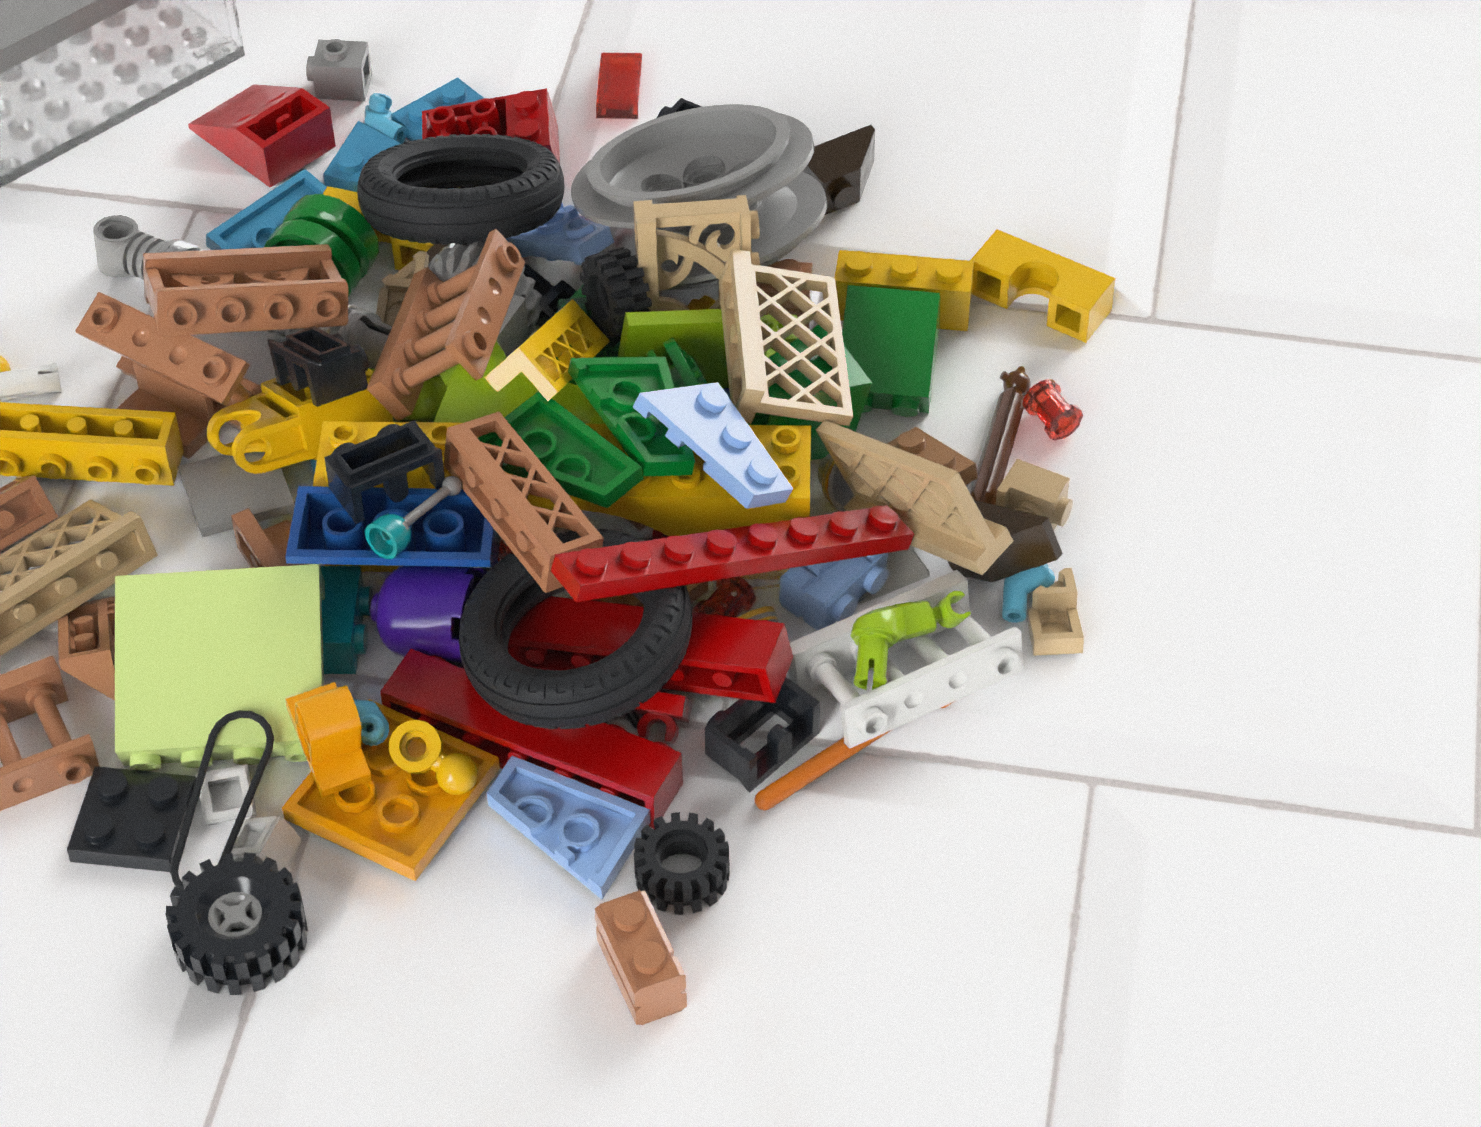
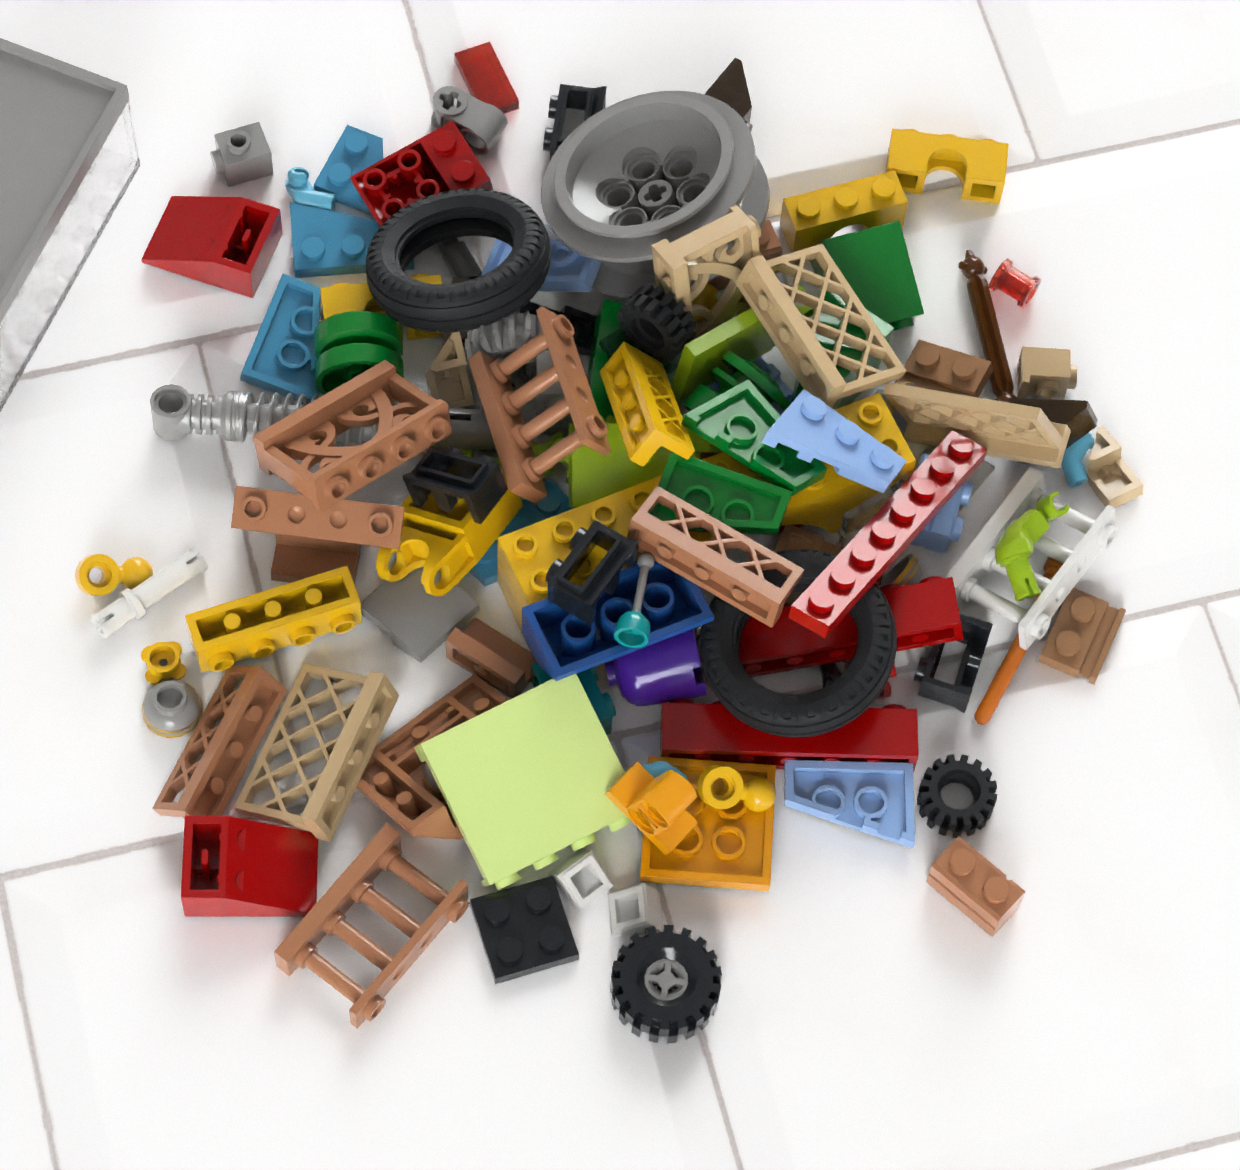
camera: 30 degrees left, 15 degrees up
(199, 783) = (613, 887): black piece -> none
(576, 104) = (477, 121): none -> light grey piece
(927, 762) = (1082, 635): none -> medium nougat plate

